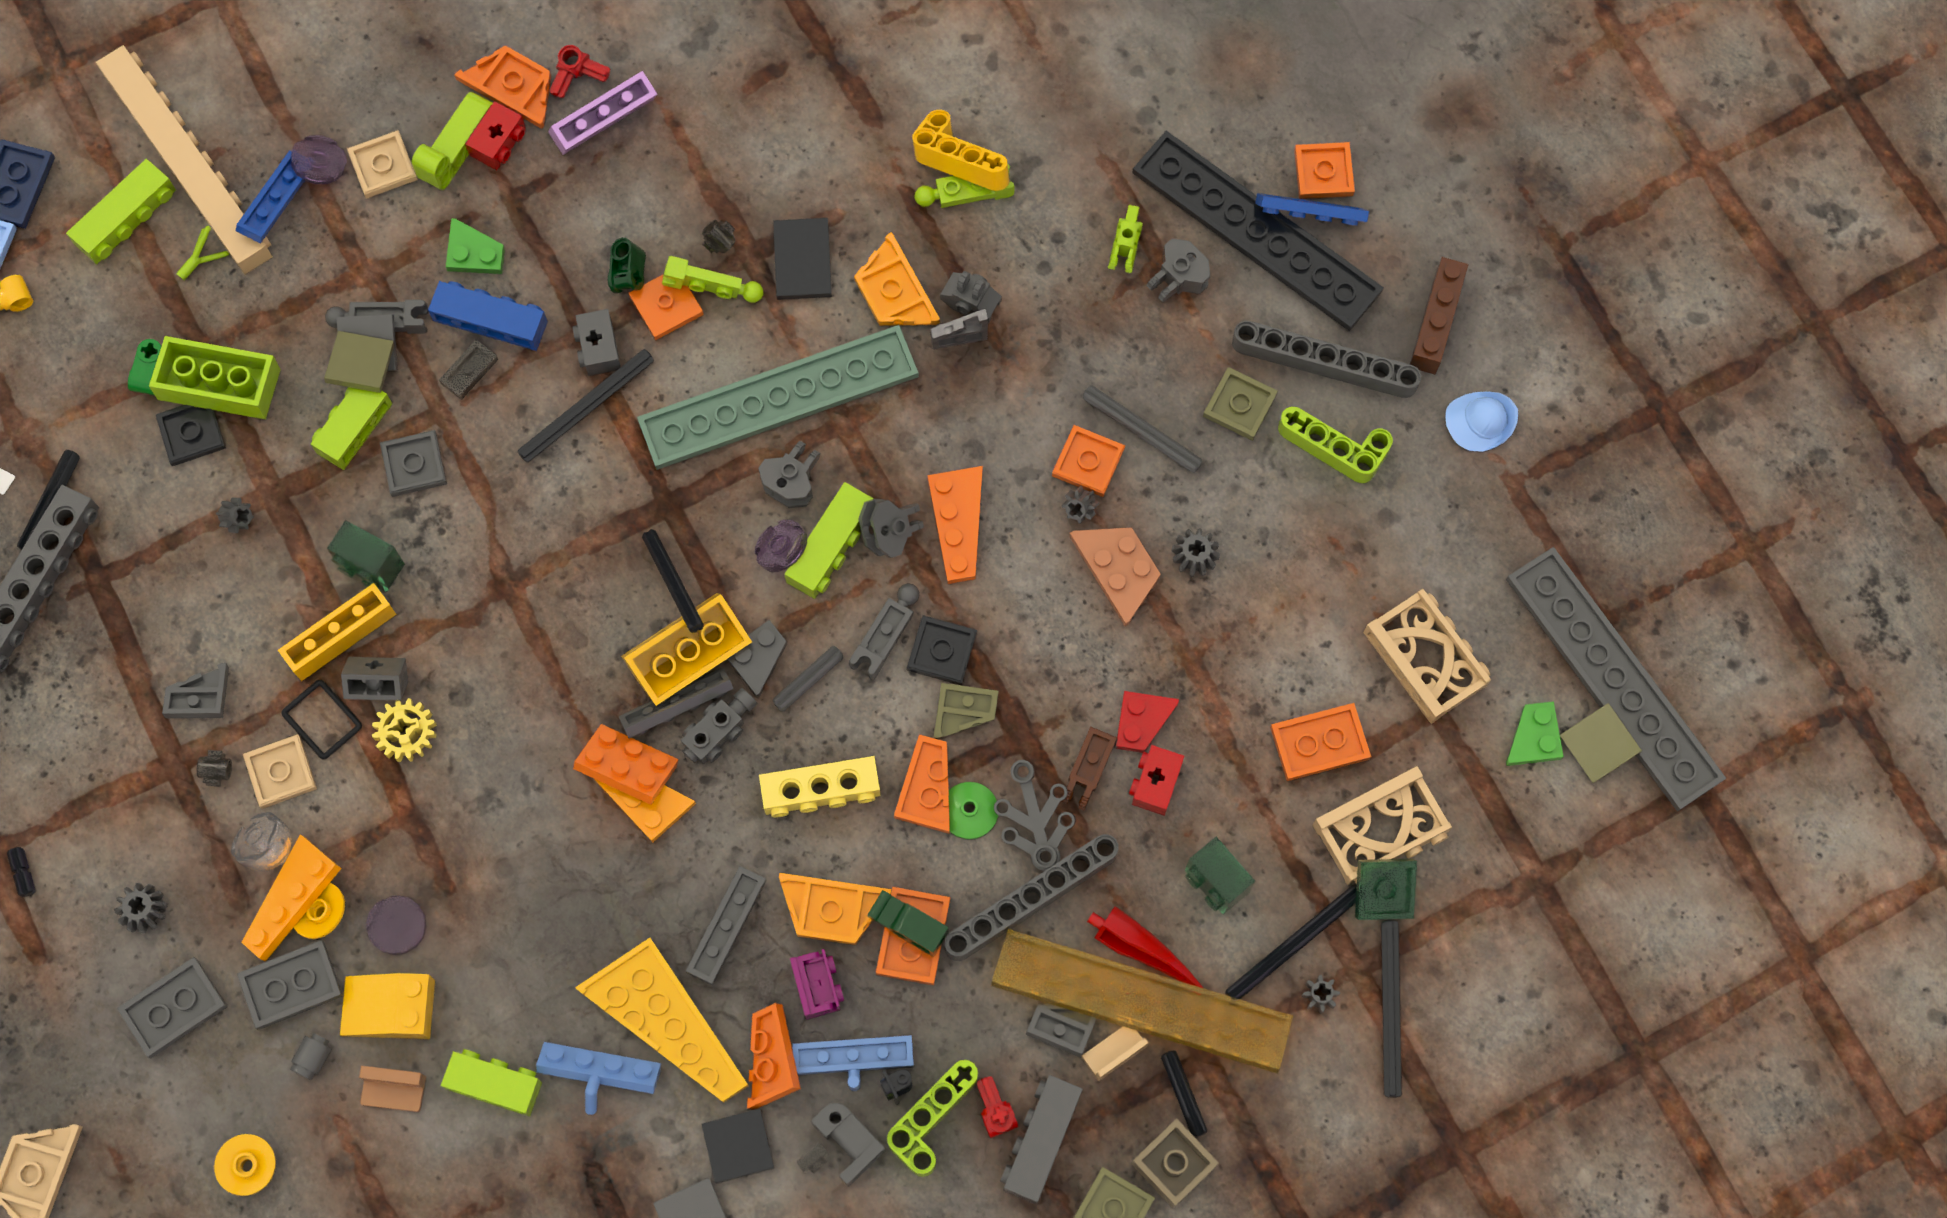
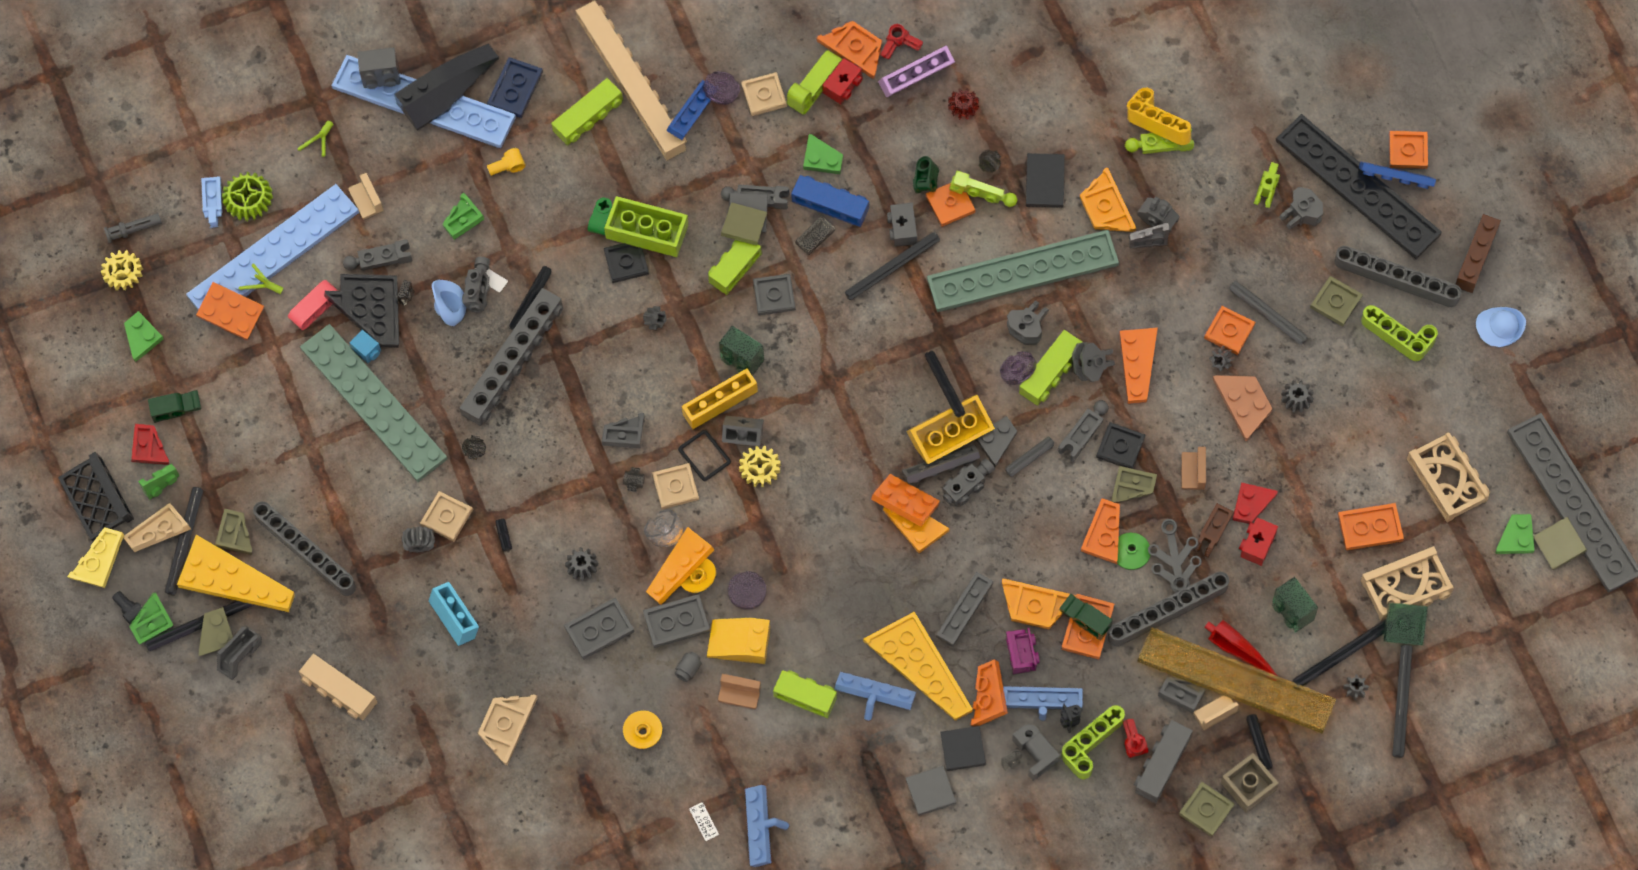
camera: 10 degrees right, 5 degrees down
(194, 260) = (634, 148): lime plant -> none
(677, 145) = (956, 106): none -> clear red gear
(775, 784) = (1042, 519): light yellow brick -> none
(1052, 677) = (1193, 469): none -> medium nougat panel

